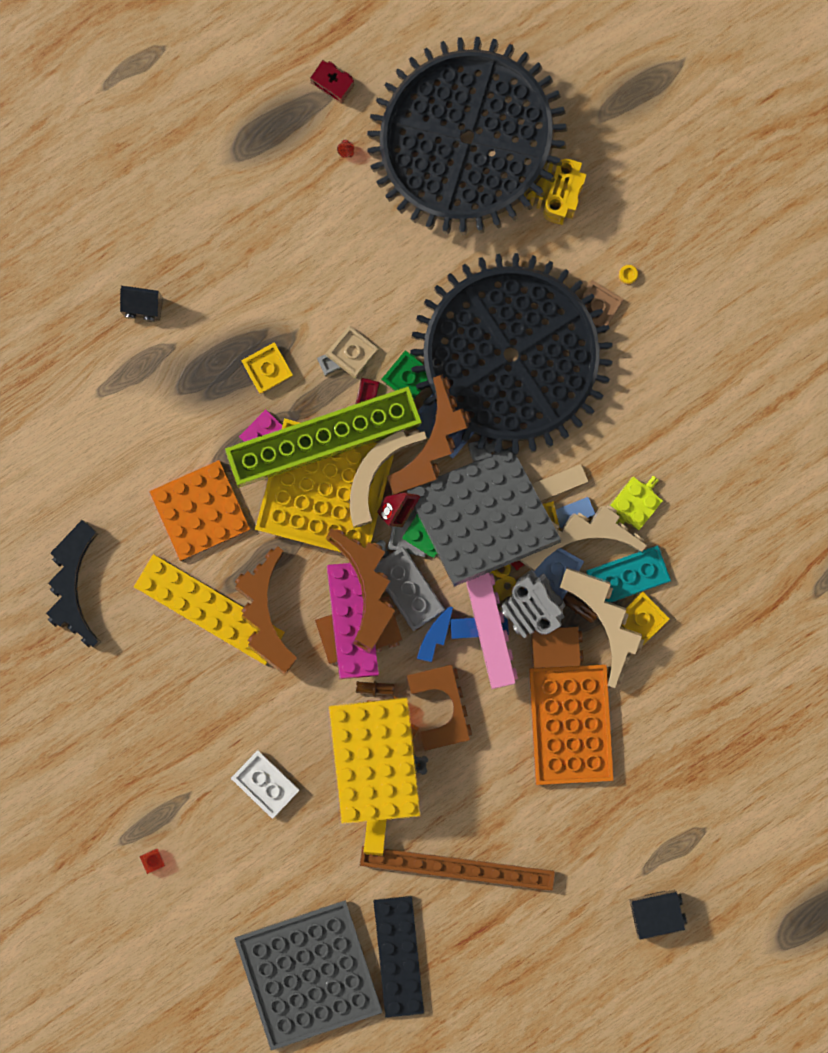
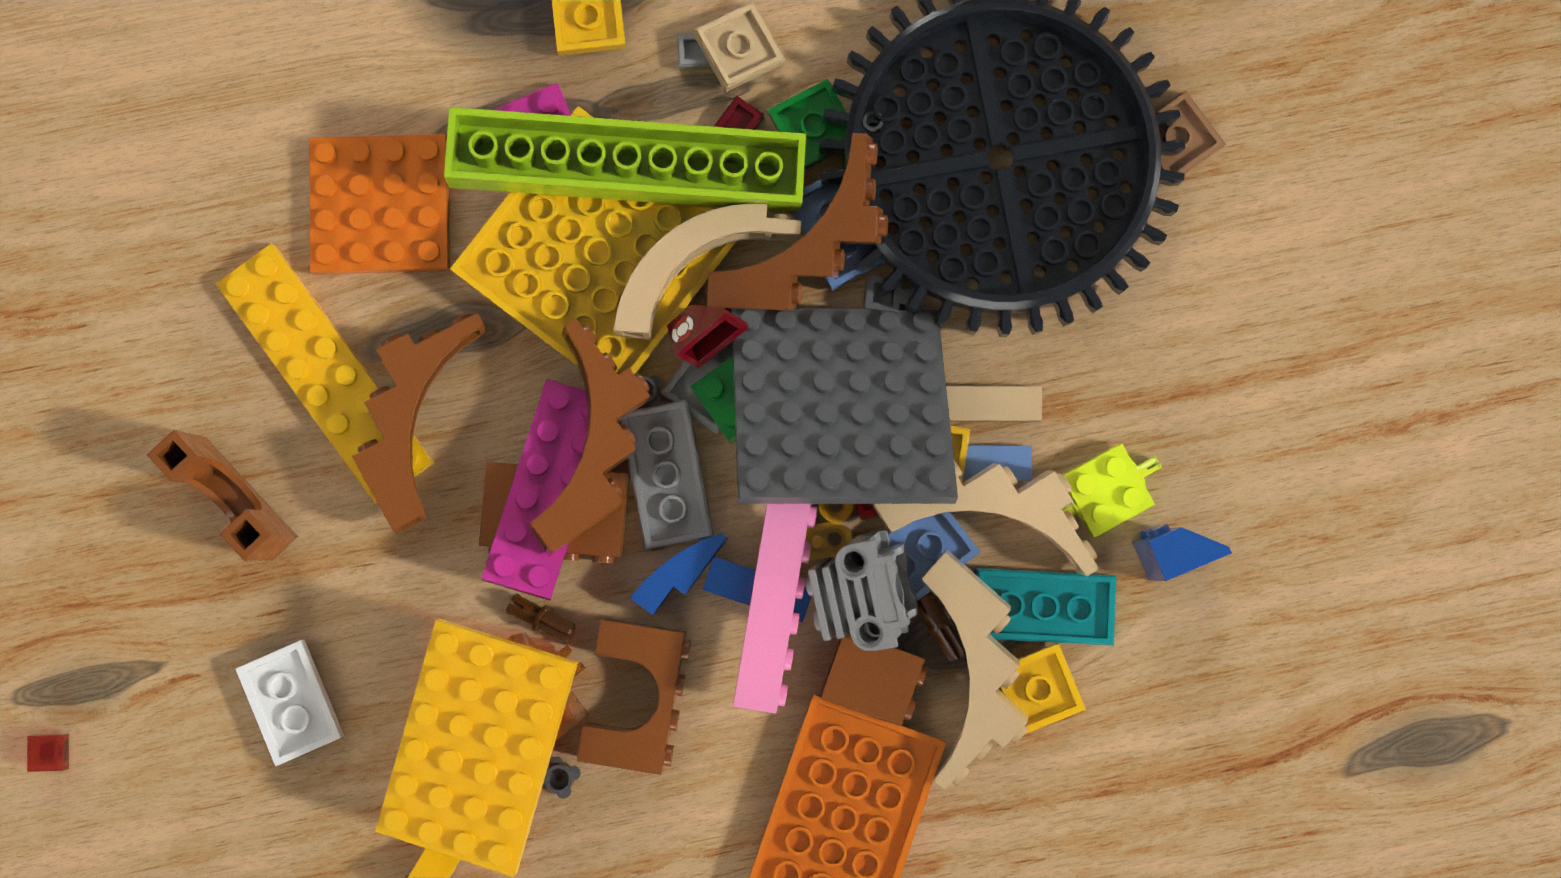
camera: 25 degrees right, 0 degrees up
(65, 583) = (106, 232): black arch -> none
(188, 690) = (255, 527): none -> dark orange arch
(628, 274) = (1249, 107): yellow tile -> none
(681, 520) = (1175, 551): none -> blue slope

